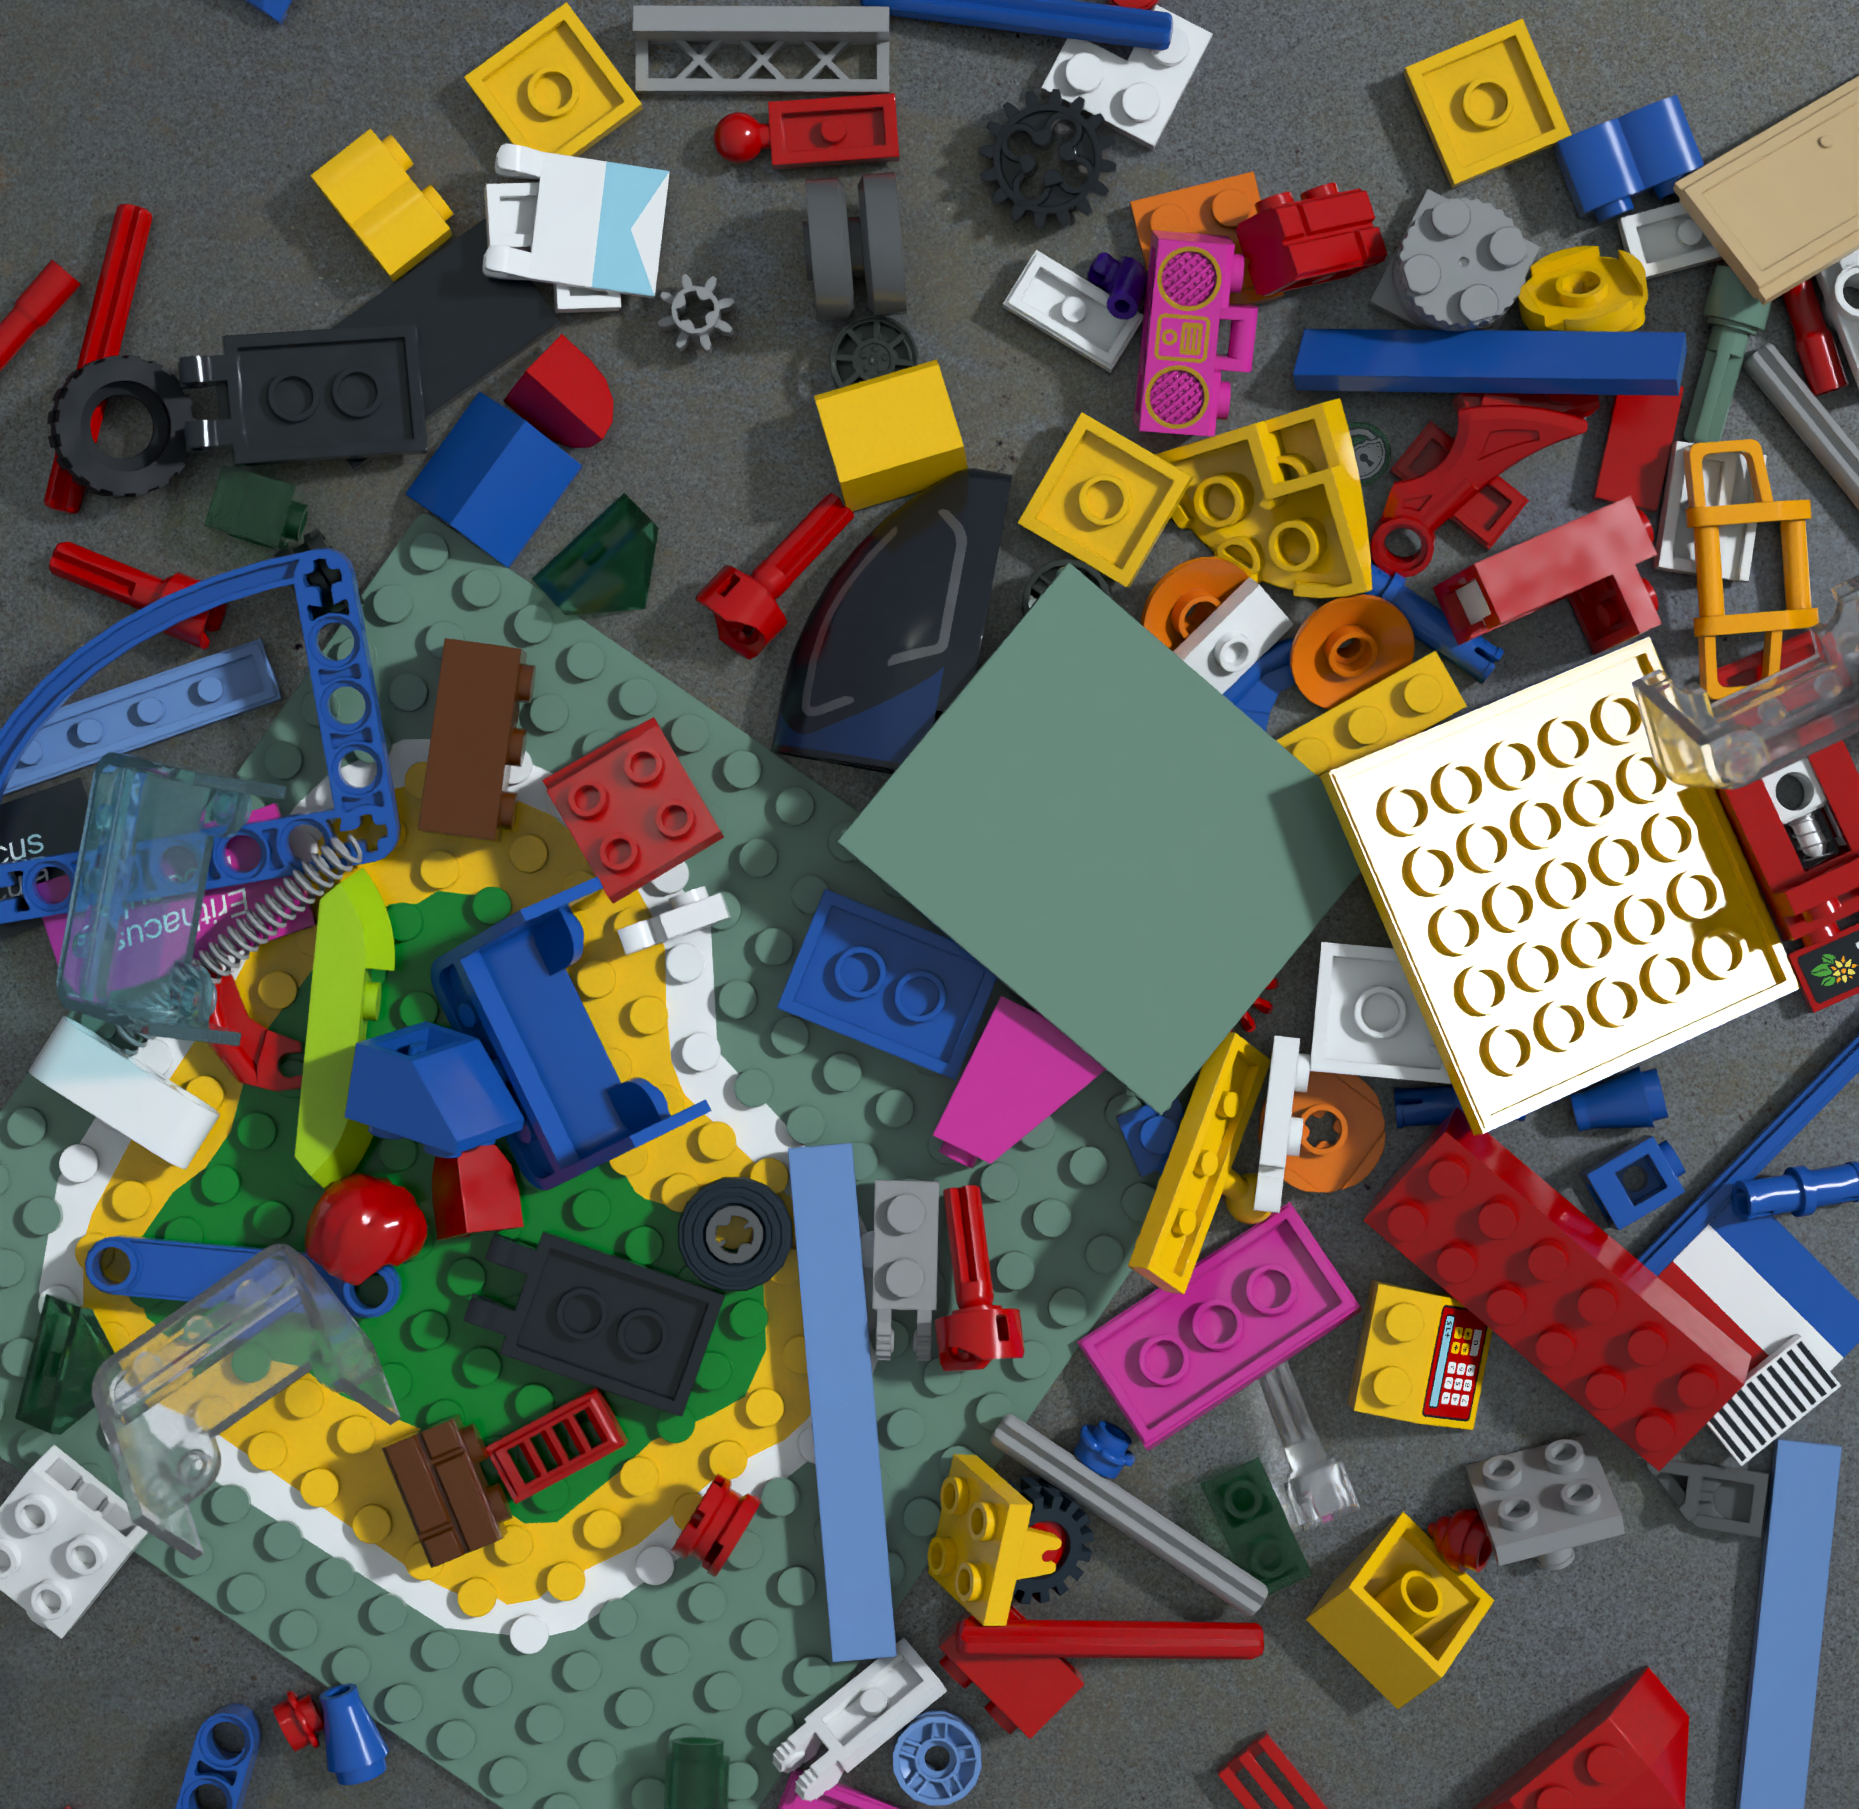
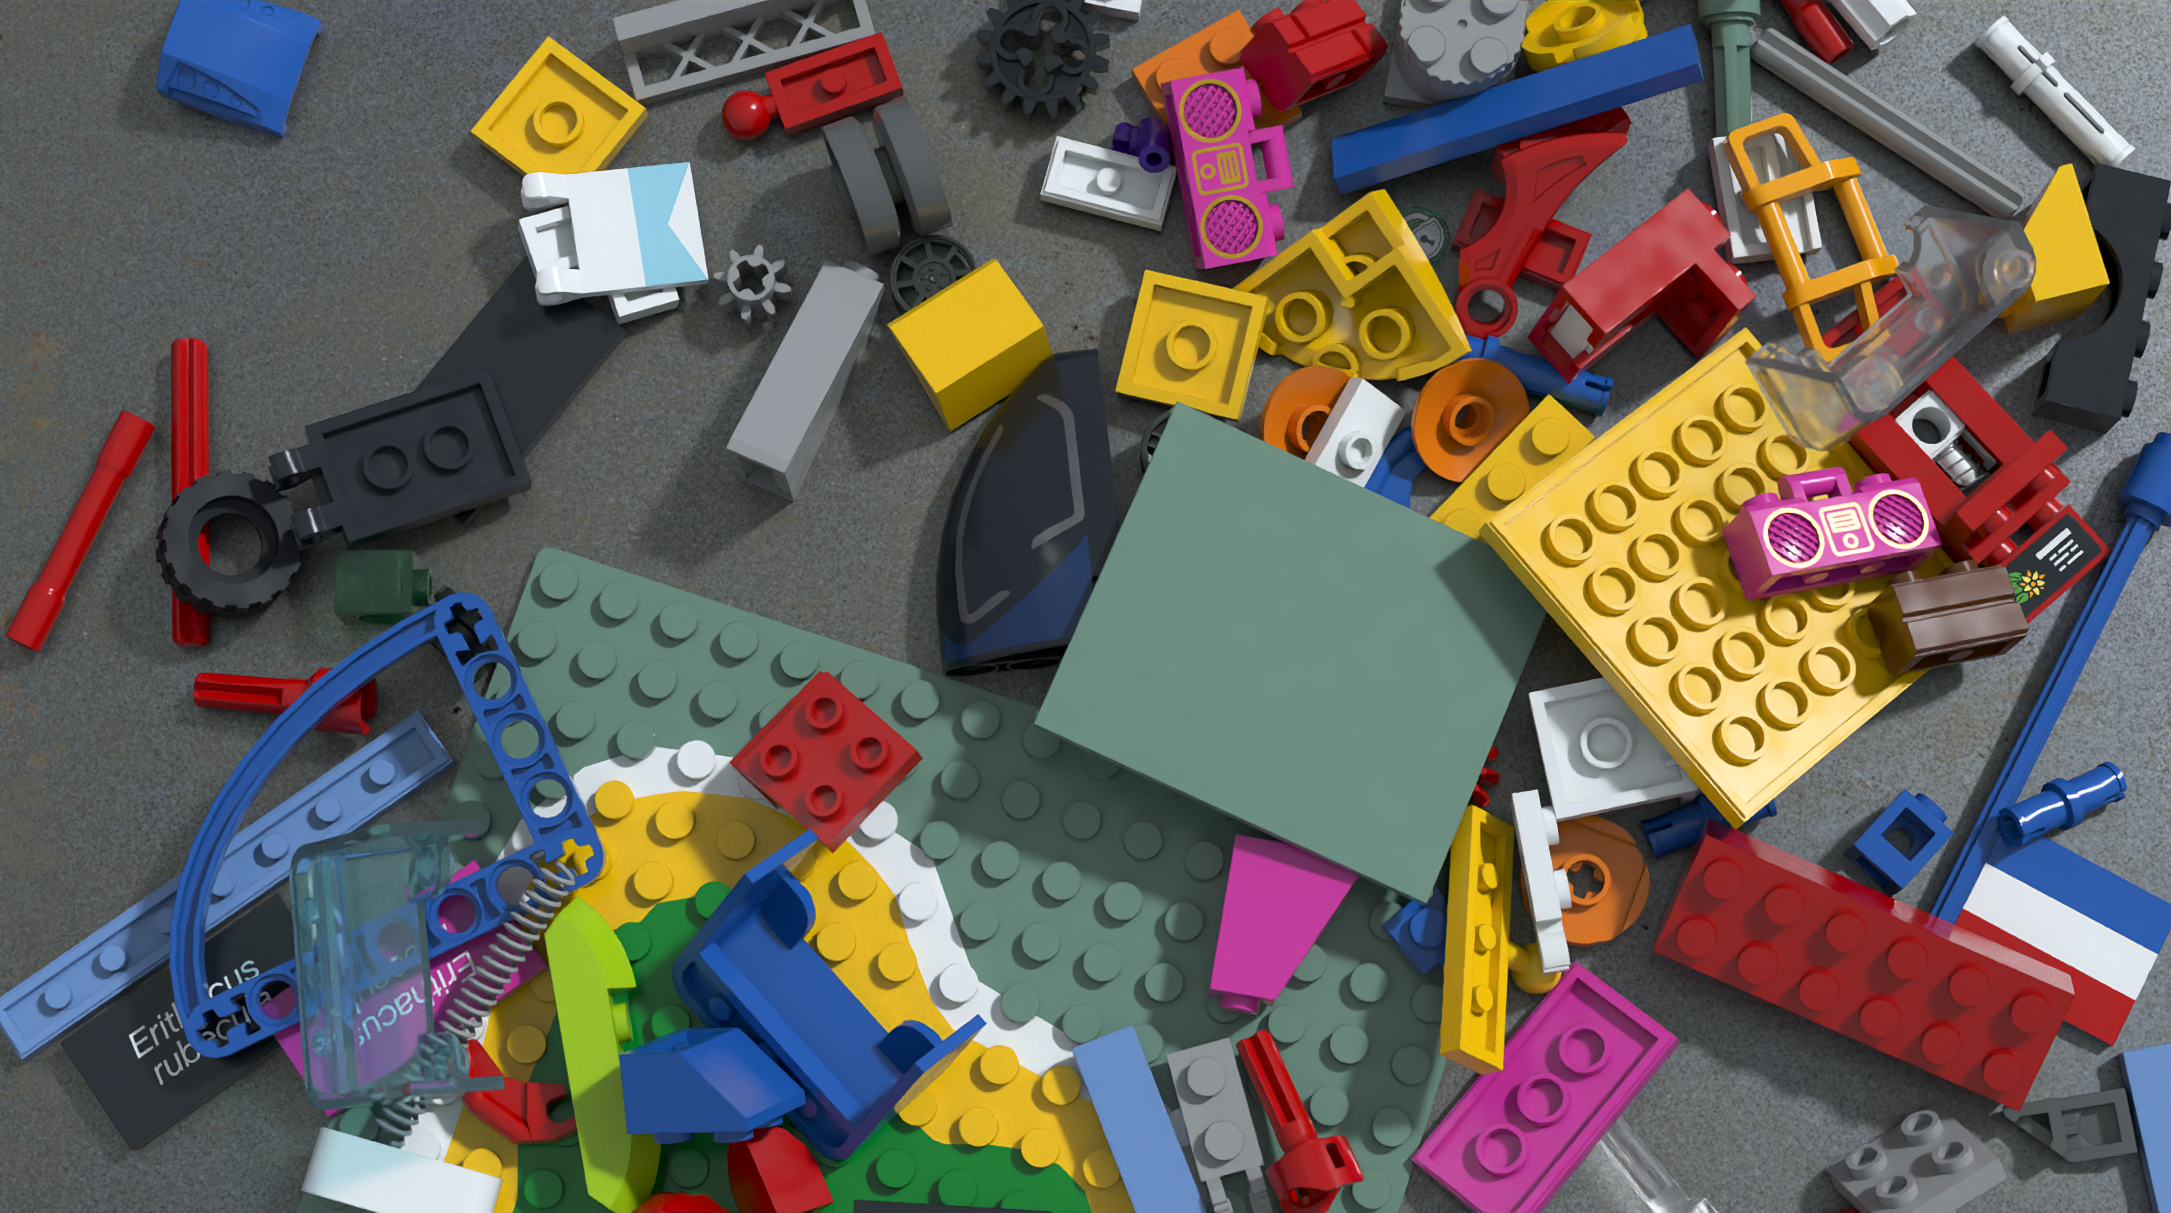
camera: 15 degrees left, 10 degrees down
(383, 204) = (425, 269): yellow brick -> none
(476, 740) = (654, 742): reddish brown brick -> none
(494, 479) = (603, 495): blue slope -> none
(564, 396) = (647, 399): red brick -> none
(605, 564) = (733, 543): clear green slope -> none
(689, 913) = (908, 849): white plate -> none
(715, 1206) = (1070, 1170): black bush -> none
(724, 422) = (807, 379): none -> light grey slope
(750, 601) = (882, 534): red piece -> none
(888, 984) = (1123, 860): blue plate -> none
(1419, 1358) = (1748, 1072): yellow slope -> none
(1621, 1102) = (1864, 769): blue cone -> none
(1637, 449) = (1675, 148): red tile -> none
(1675, 881) = (1830, 540): none -> dark pink piece
(1745, 986) = (1946, 617): none -> reddish brown brick
(1772, 1399) = (2103, 1014): tile -> none

